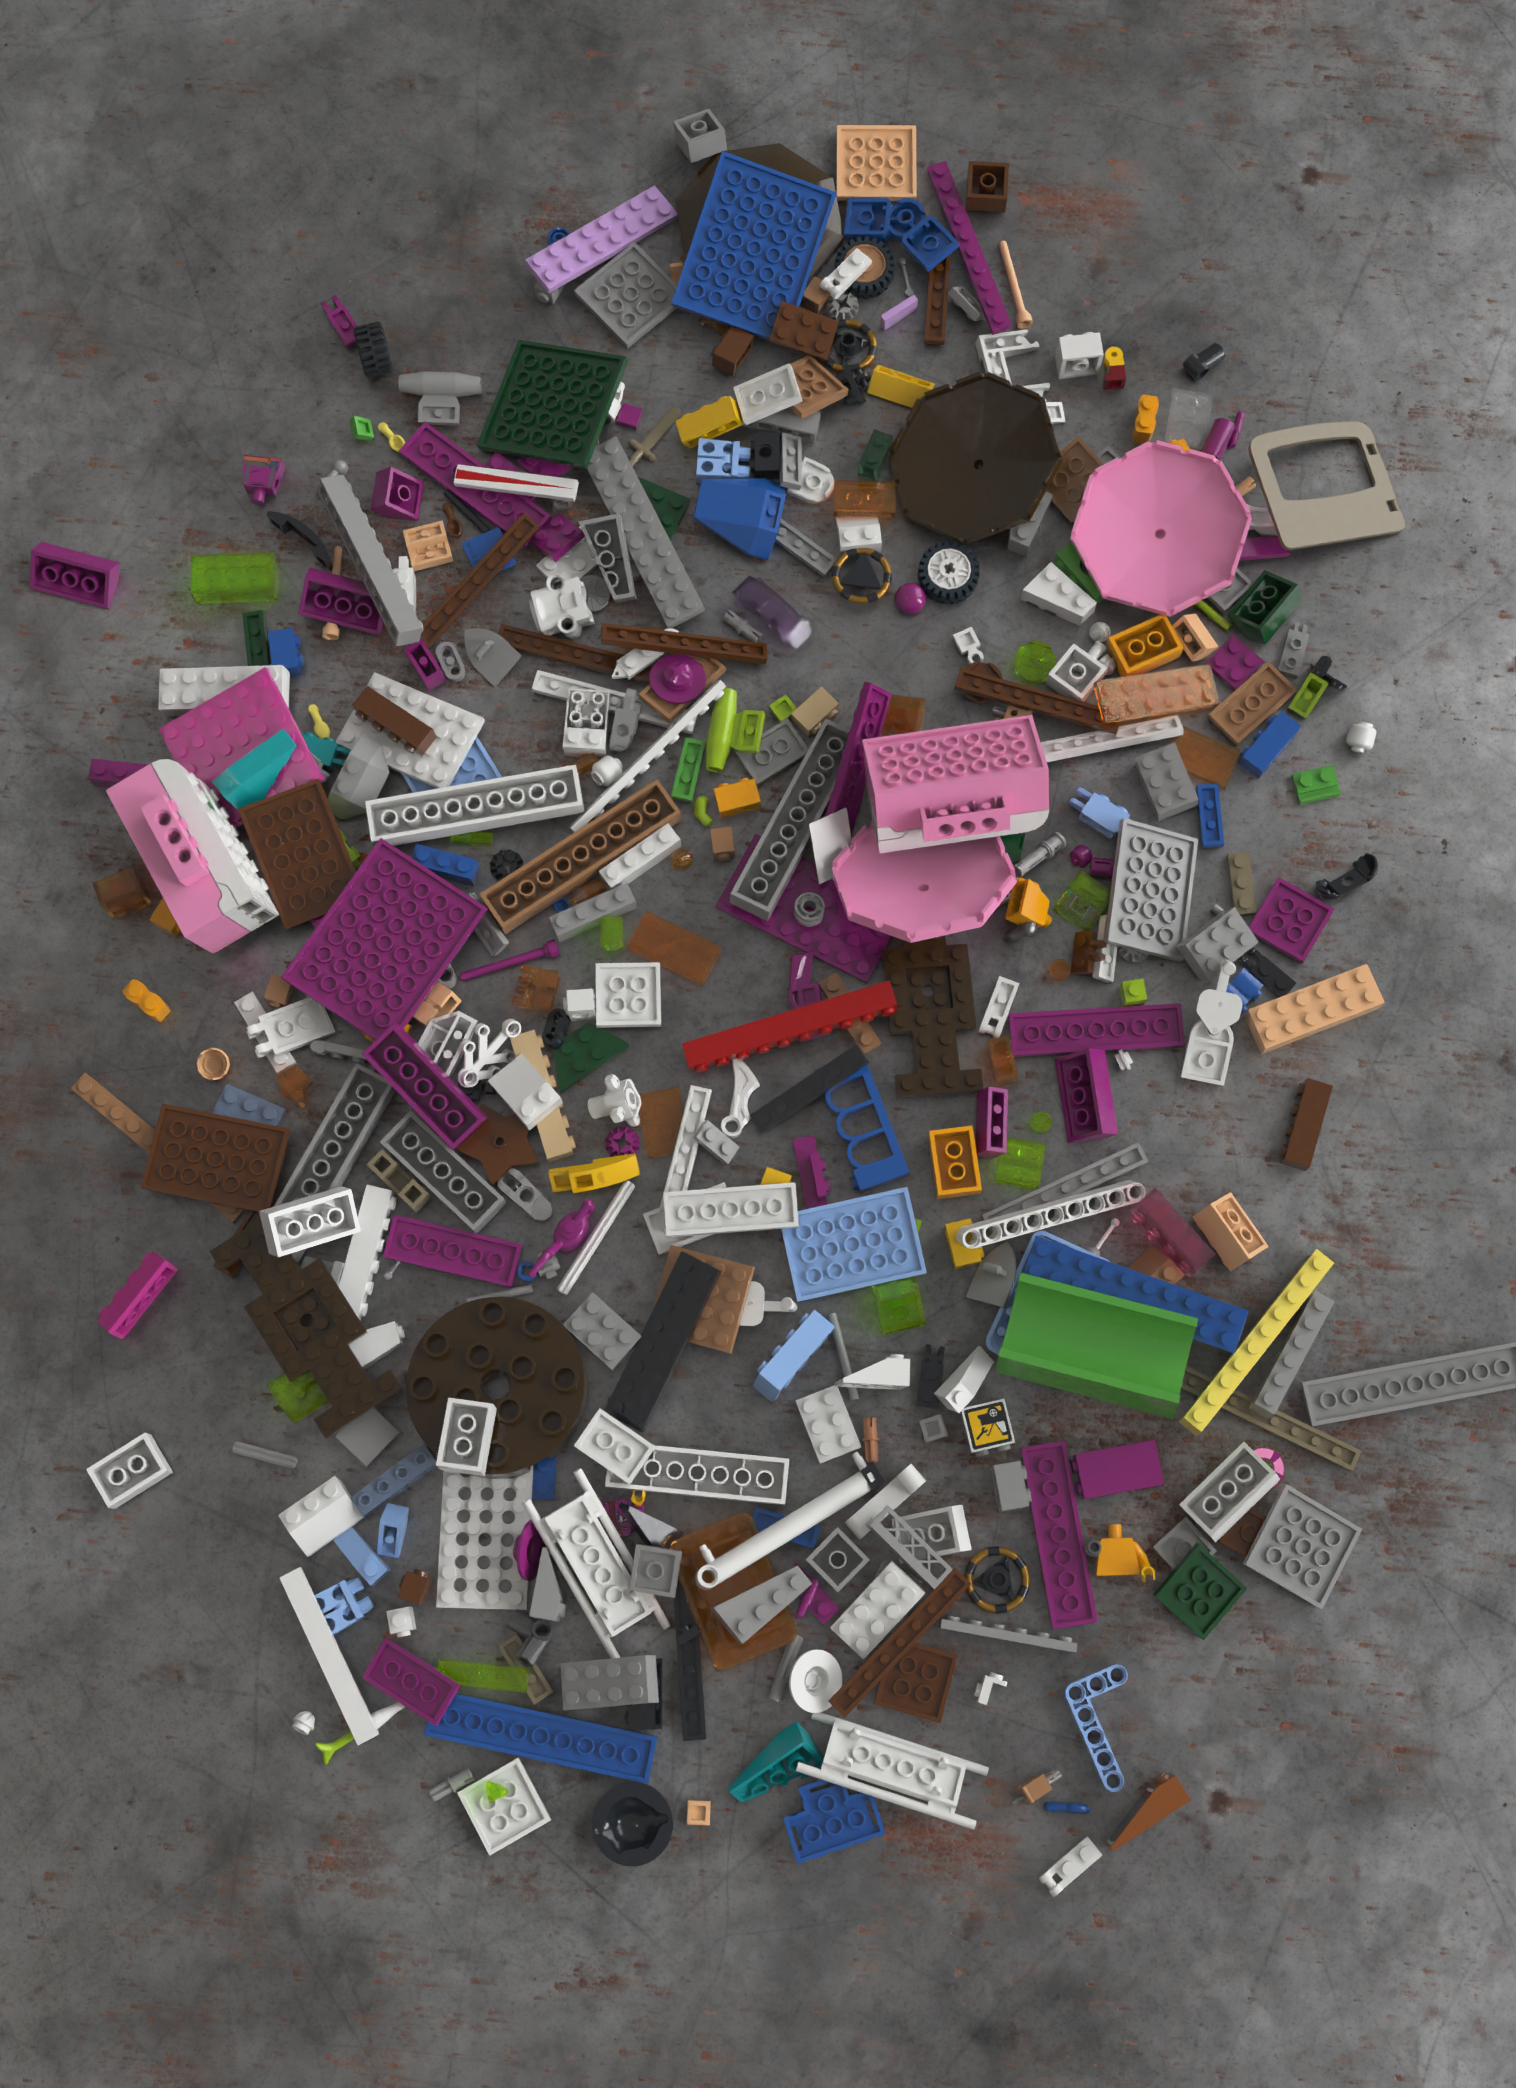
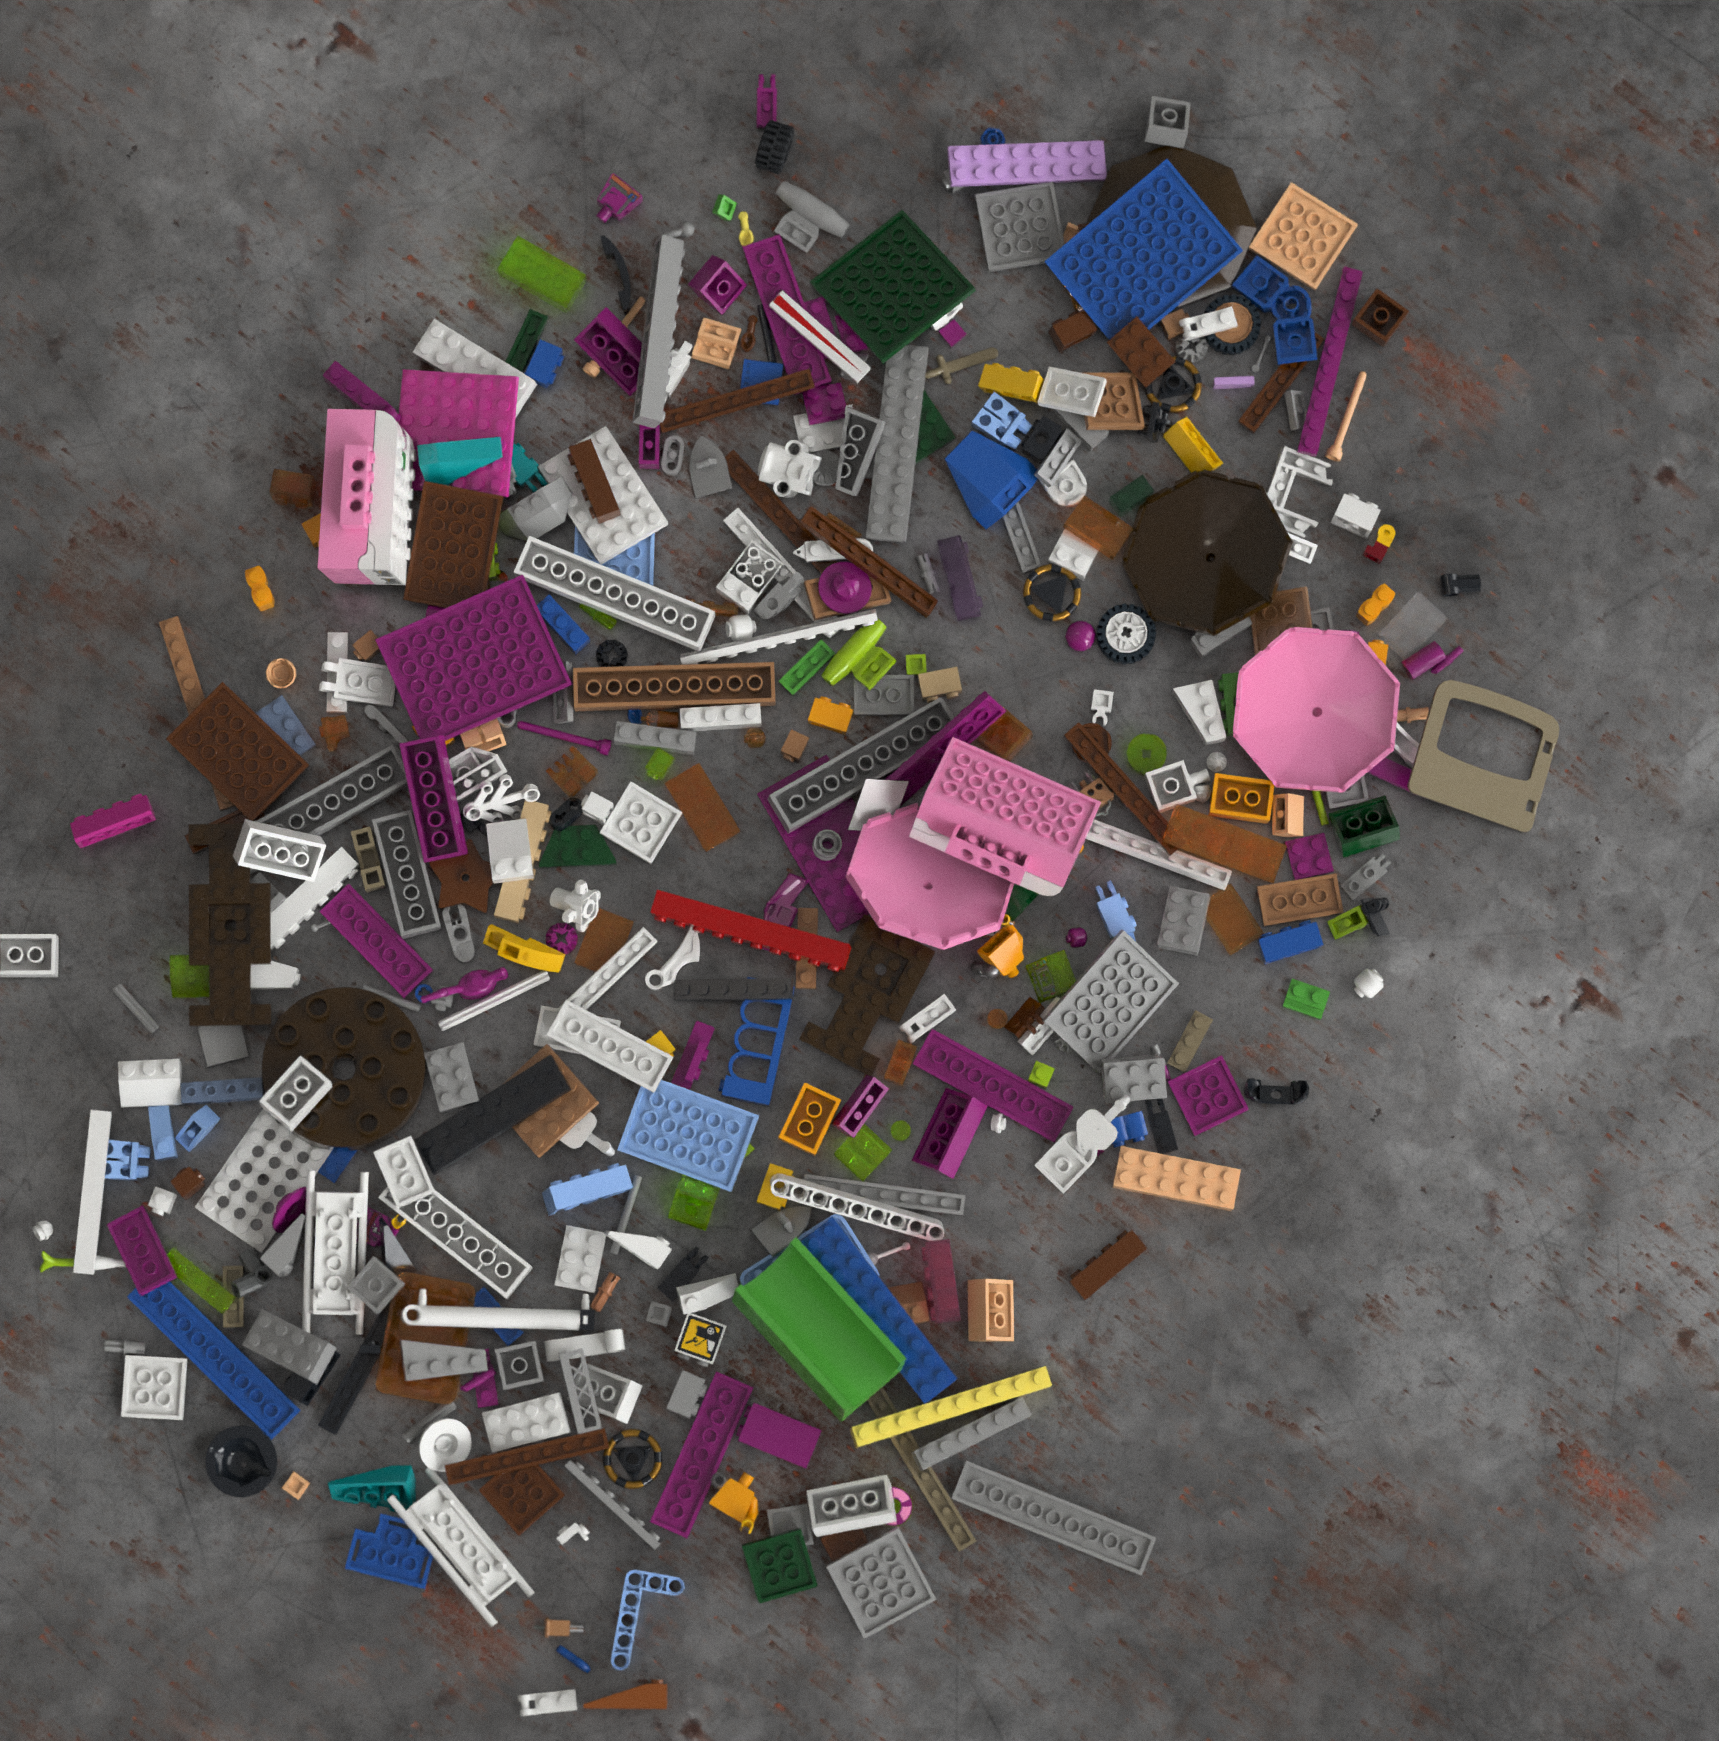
camera: 25 degrees right, 5 degrees up
(73, 574) = (414, 189): magenta slope -> none
(320, 728) = (534, 445): light yellow piece -> none
(495, 1791) = (154, 1371): clear neon green slope -> none
(700, 811) = (794, 707): lime arm -> none
(716, 1142) = (634, 985): light grey plate -> none
(1044, 851) = (1047, 915): light grey pin -> none
(1101, 867) = (1084, 956): magenta hinge -> none
(1210, 815) = (1201, 970): blue plate -> none

